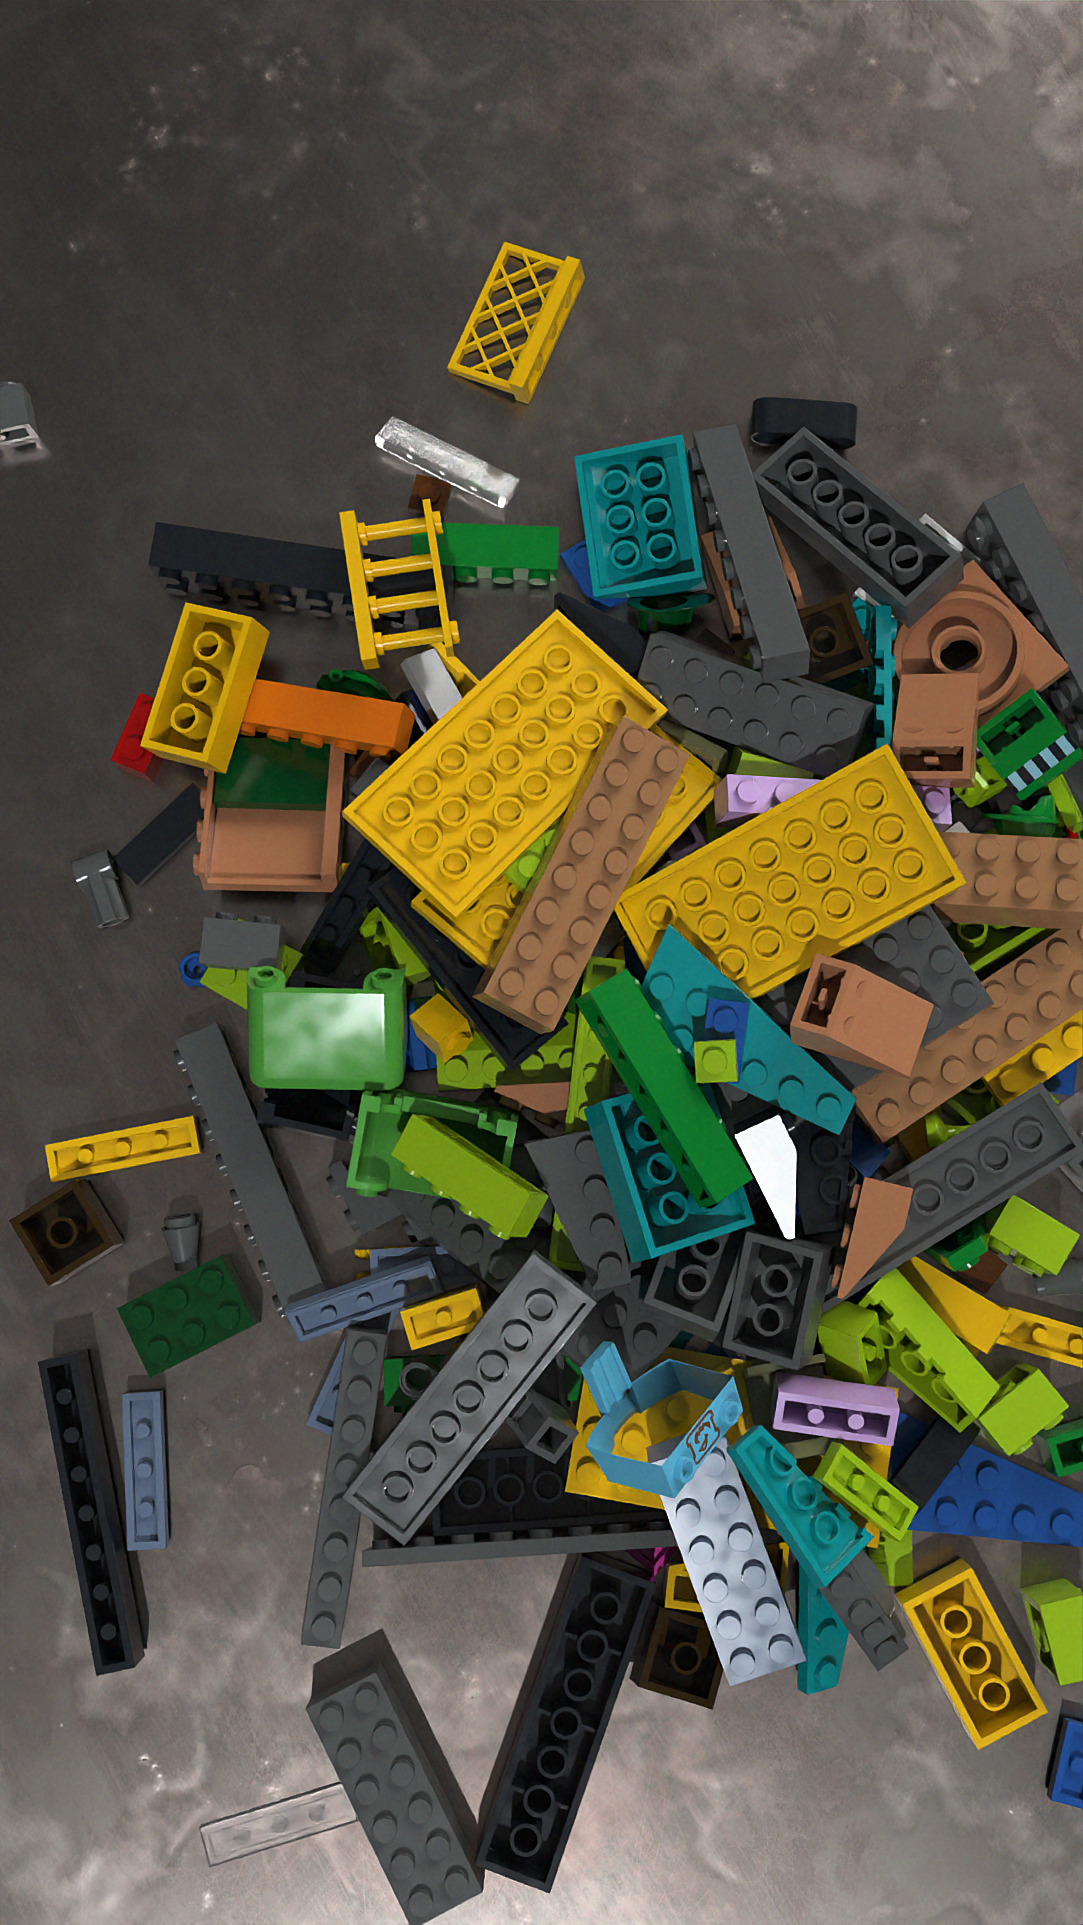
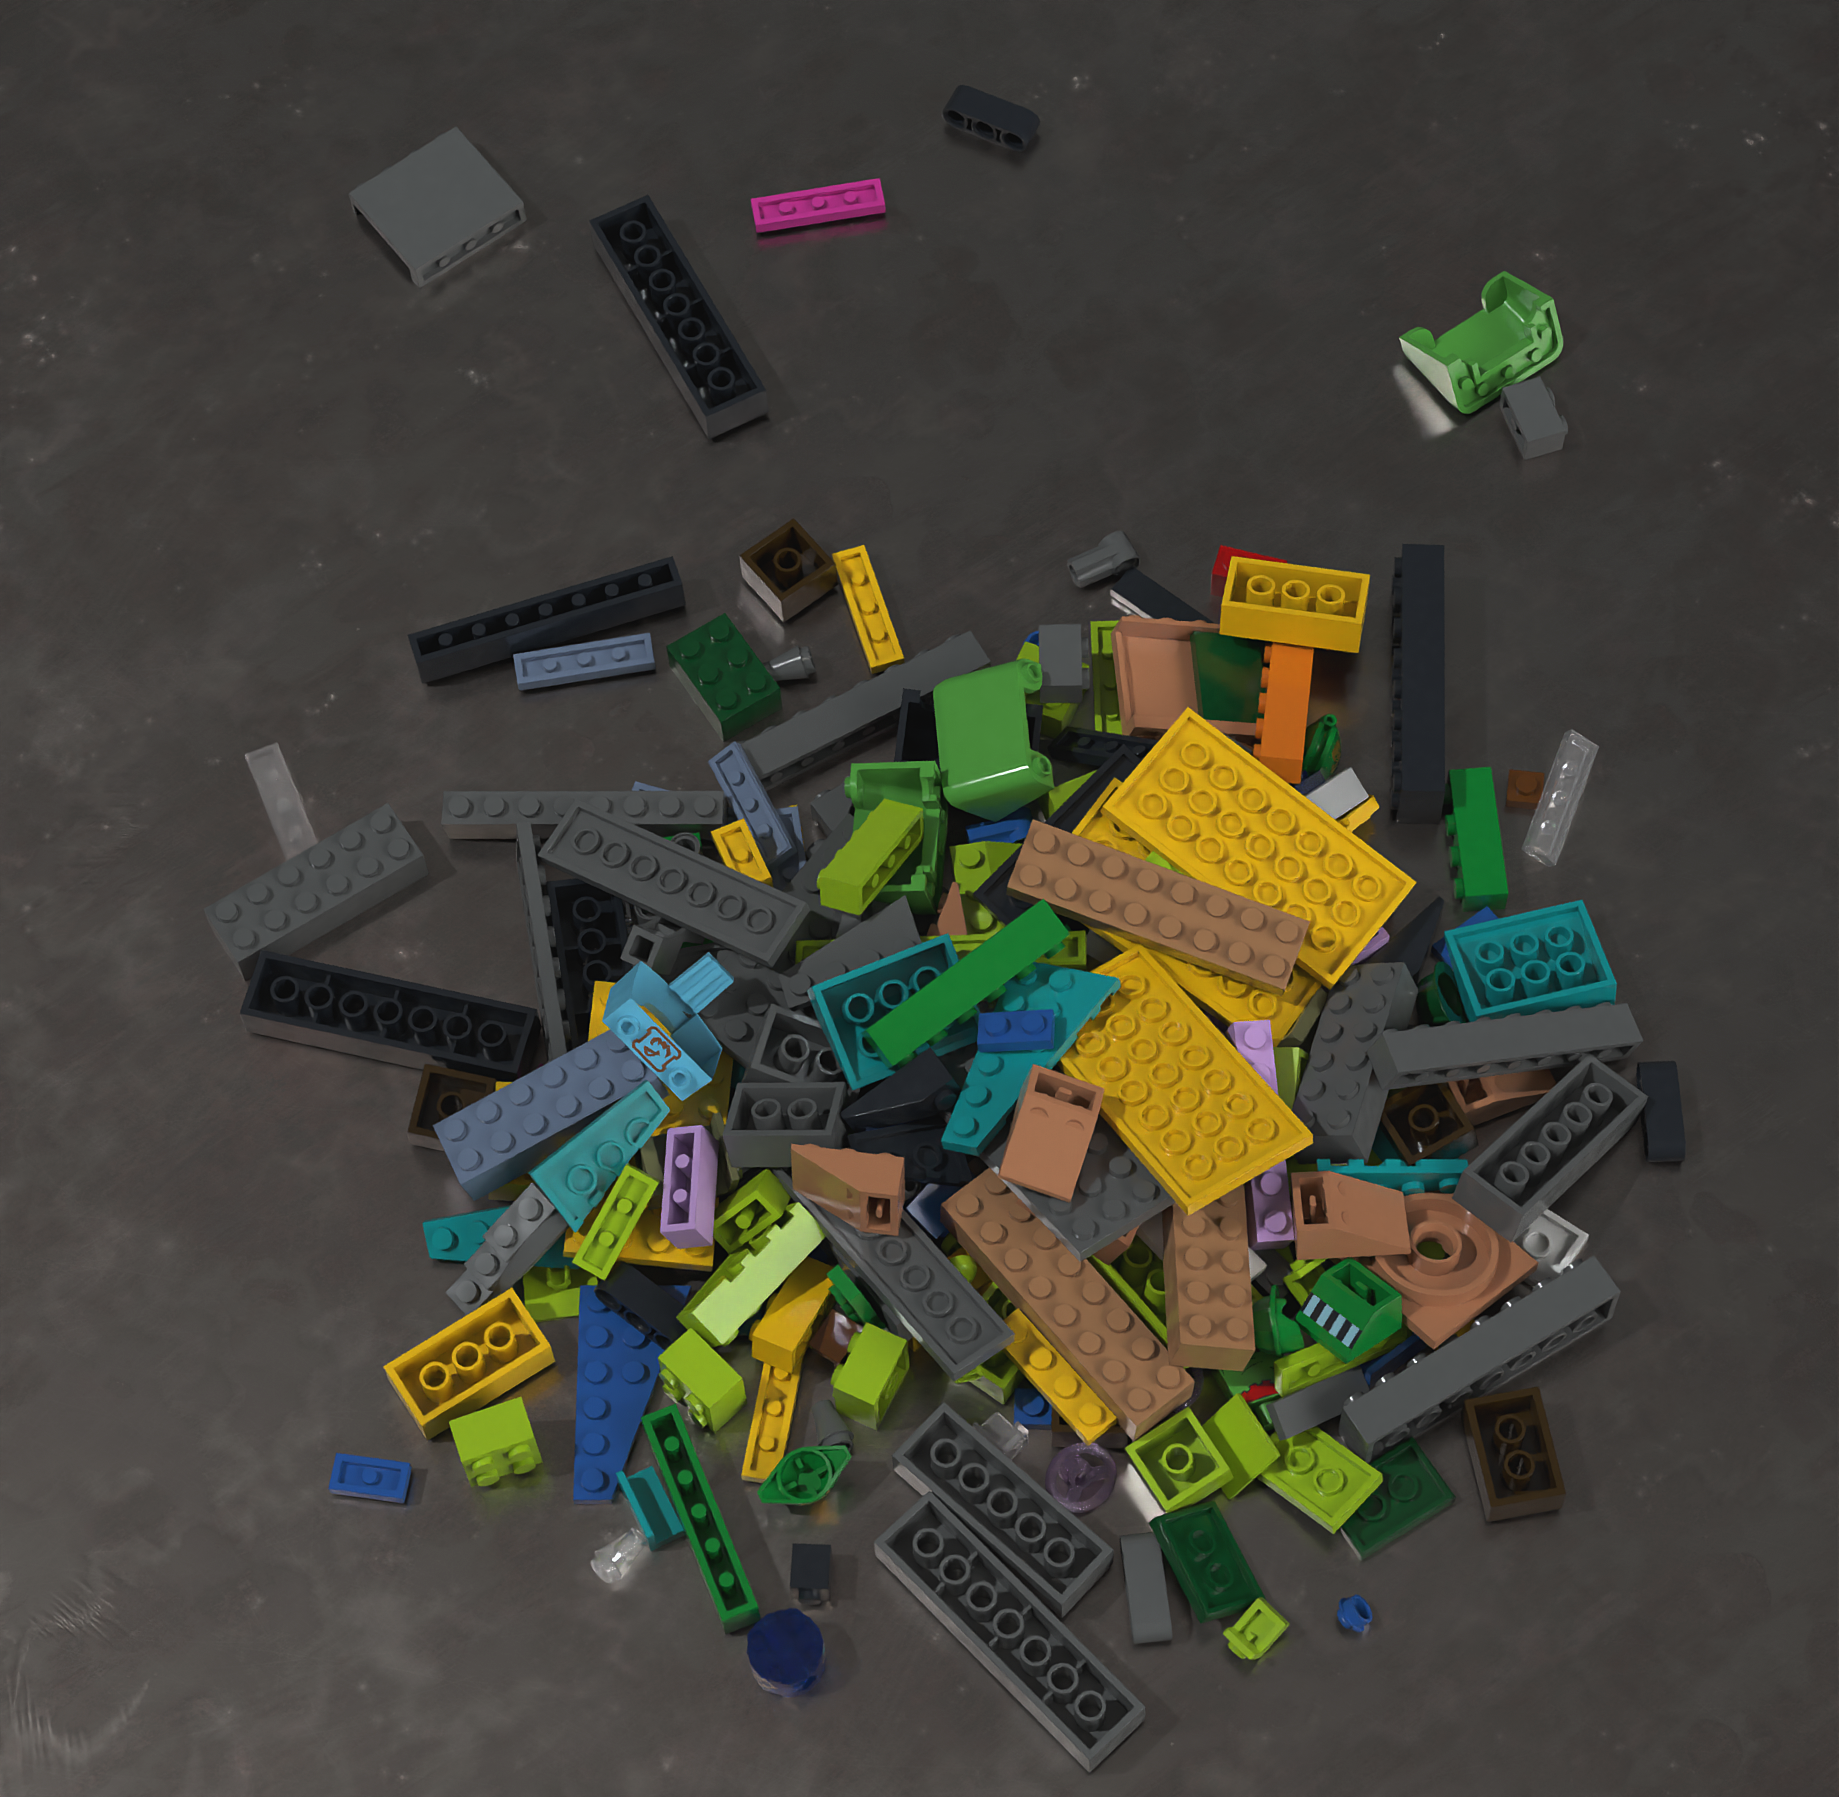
camera: 85 degrees right, 20 degrees down
(282, 905) = (1104, 679): none -> lime plate
(363, 571) = (1407, 710): yellow fence -> none
(441, 1028) = (1004, 837): yellow brick -> none
(546, 323) = (1711, 865): yellow fence -> none
(716, 1061) = (994, 1016): lime plate -> none

